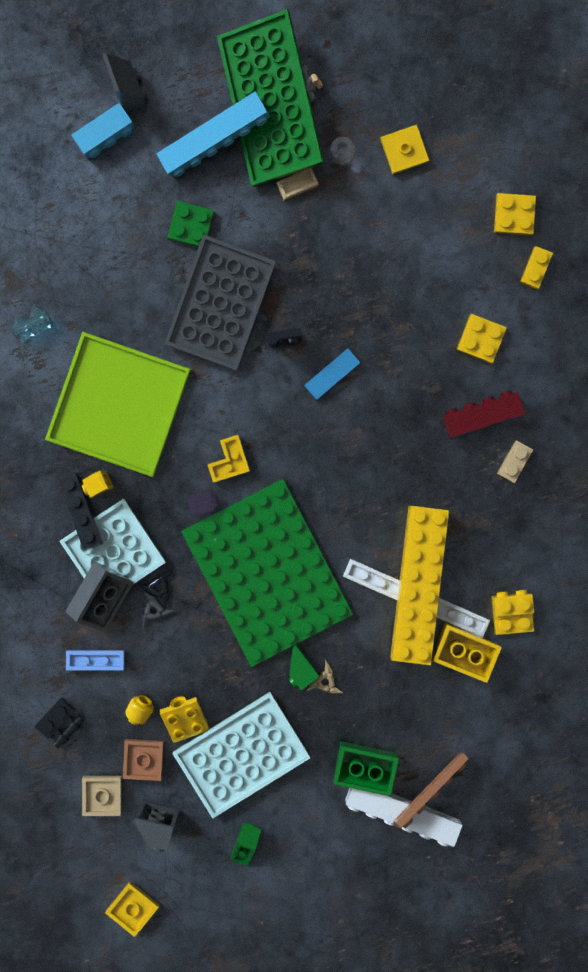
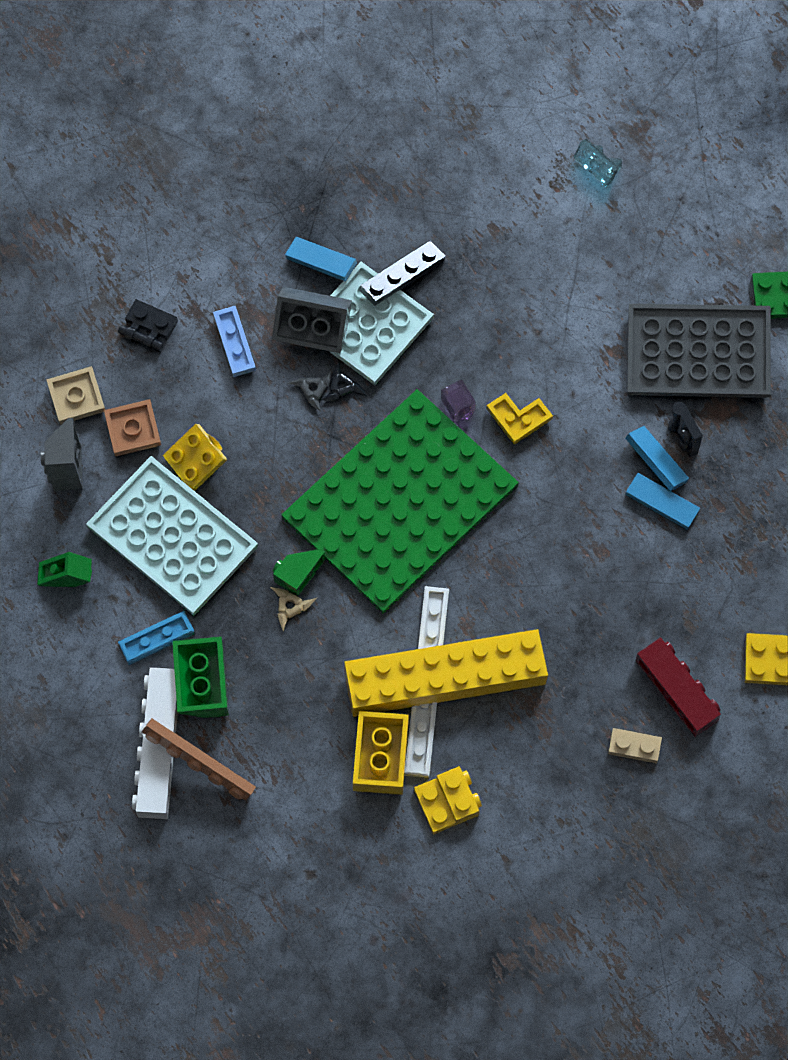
camera: 70 degrees right, 20 degrees down
(46, 571) = (321, 259): none -> dark azure tile
(97, 484) = (441, 281): yellow slope -> none
(118, 404) = (540, 280): lime tile -> none
(139, 710) = (190, 405): yellow head -> none
(297, 366) = (657, 458): none -> dark azure tile
(318, 788) = (156, 637): none -> dark azure tile

